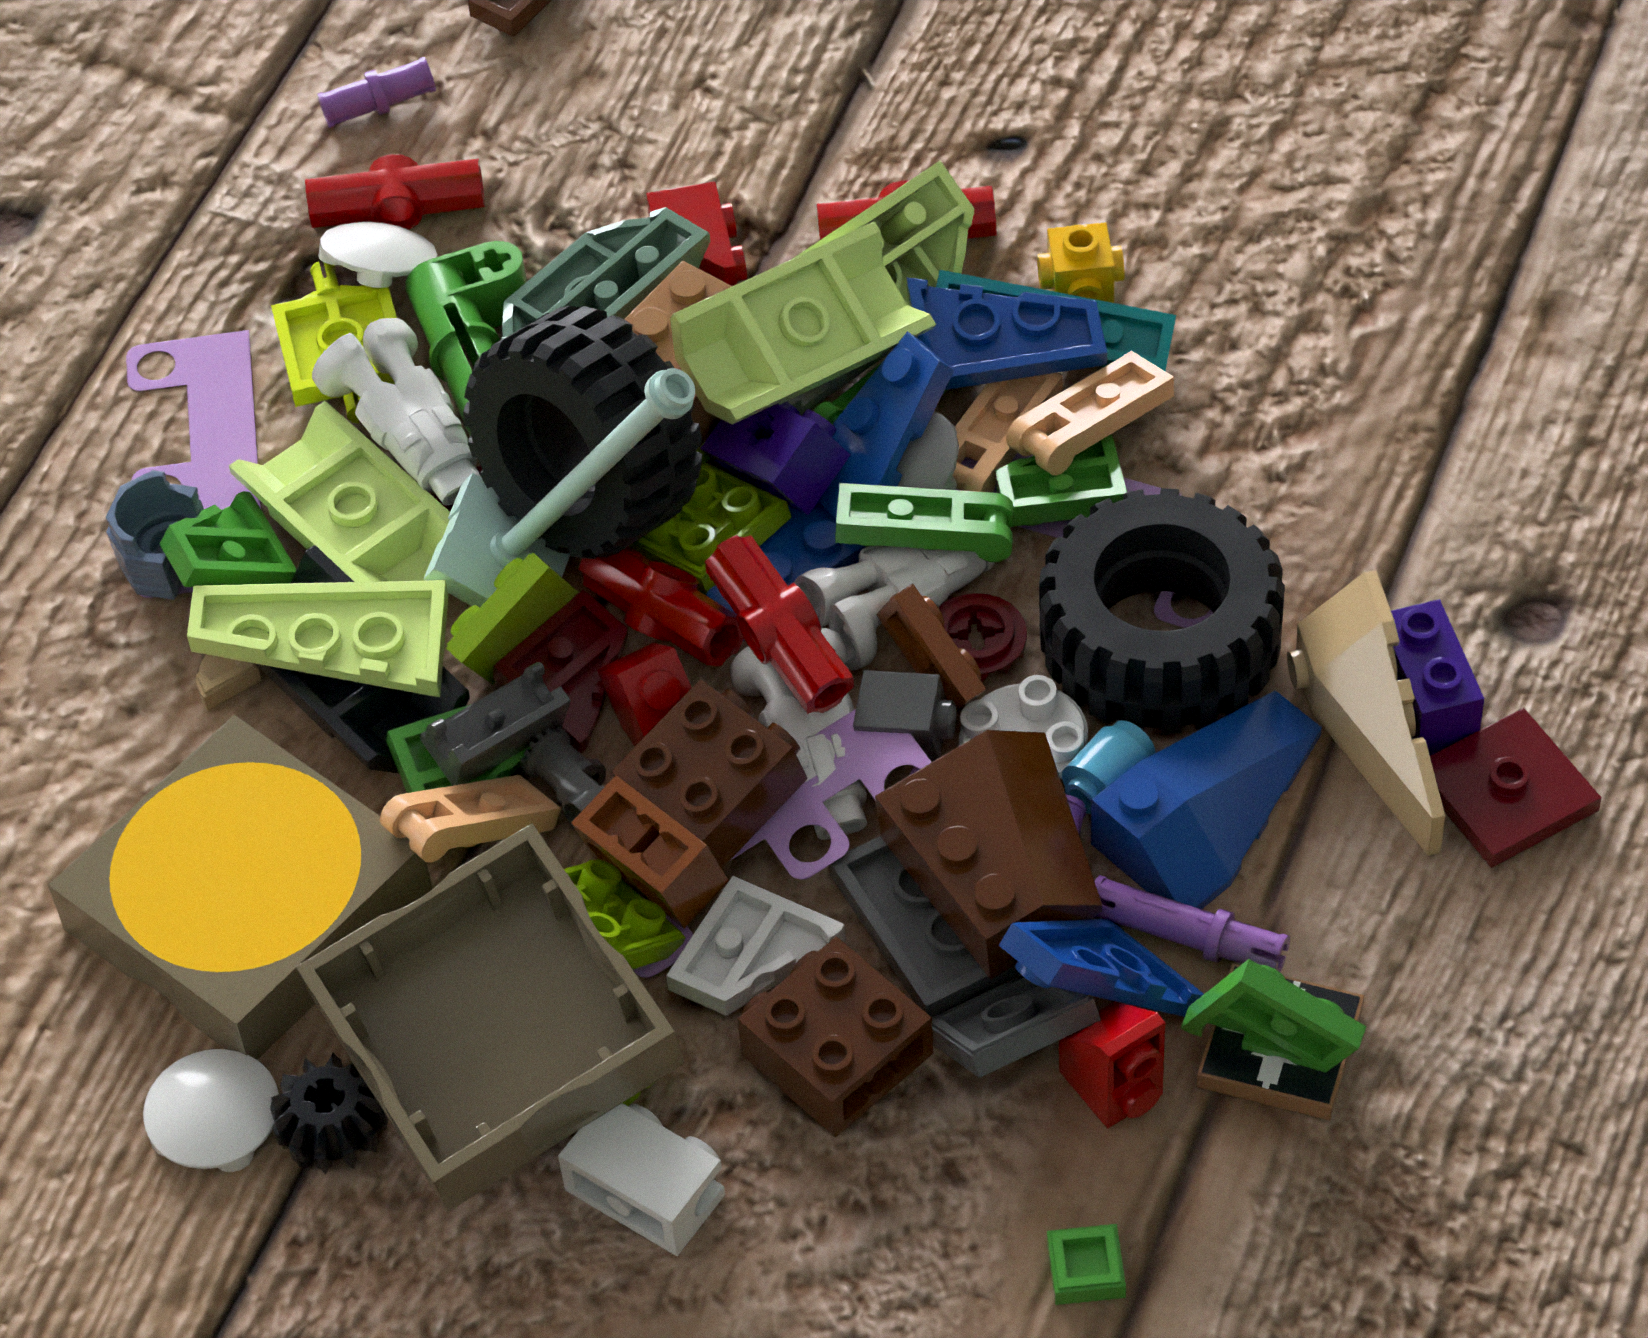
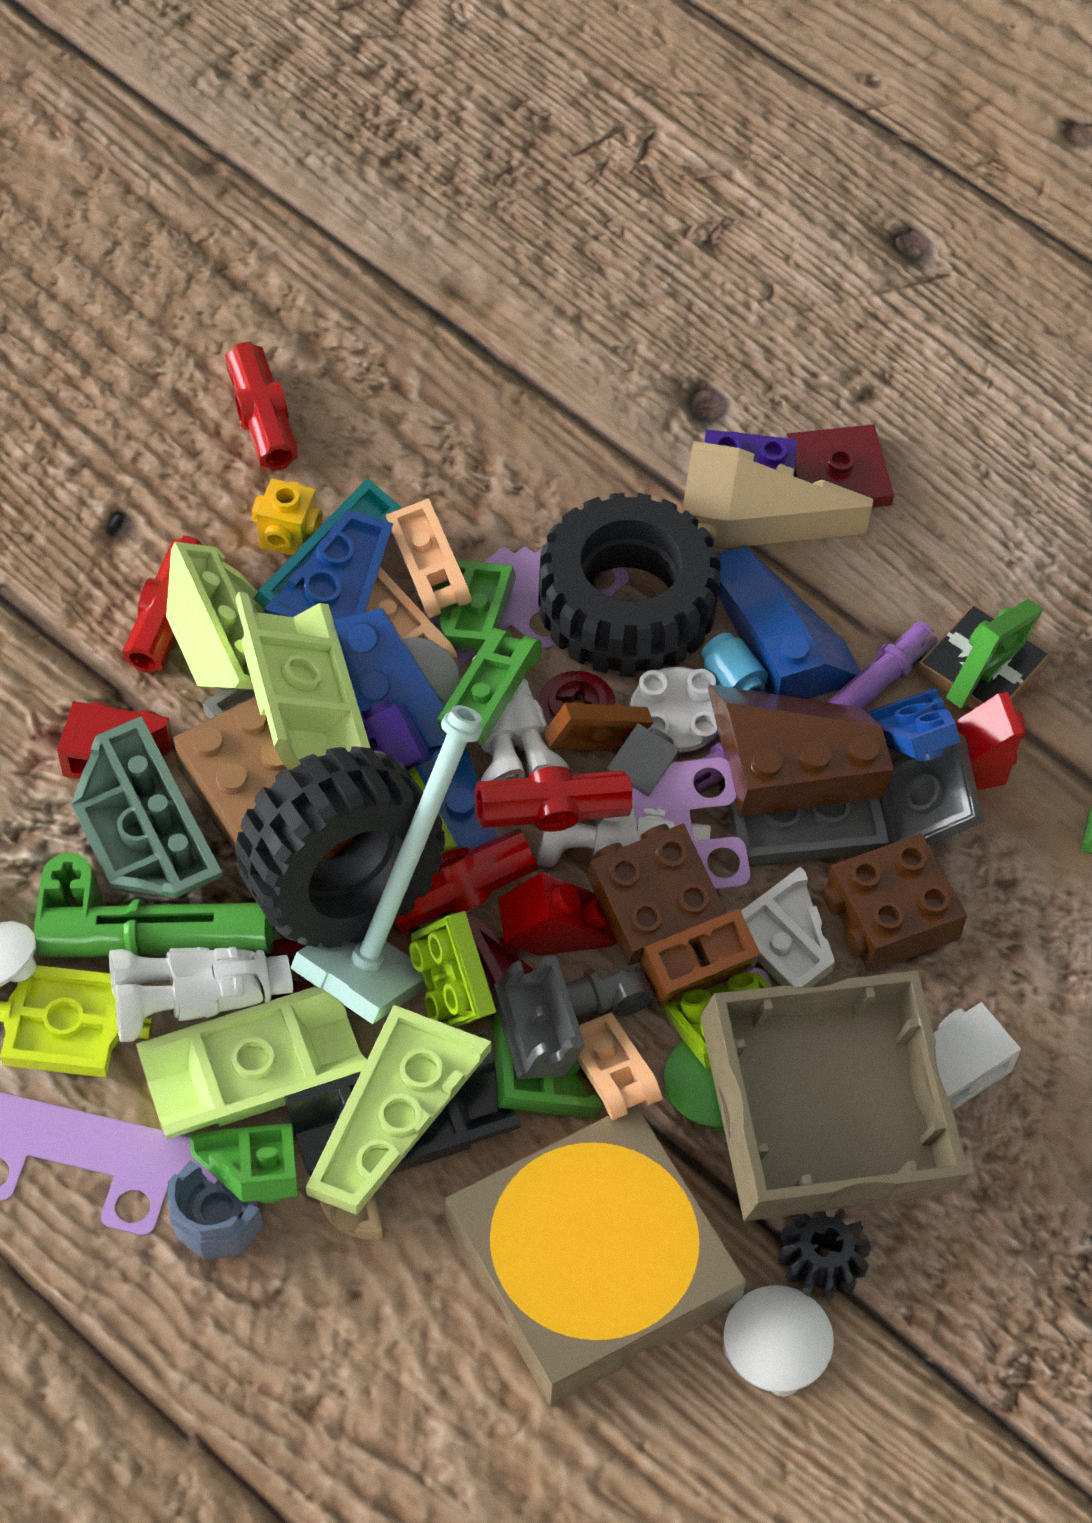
camera: 75 degrees left, 5 degrees up
(1235, 191) = (261, 406): none -> red piece

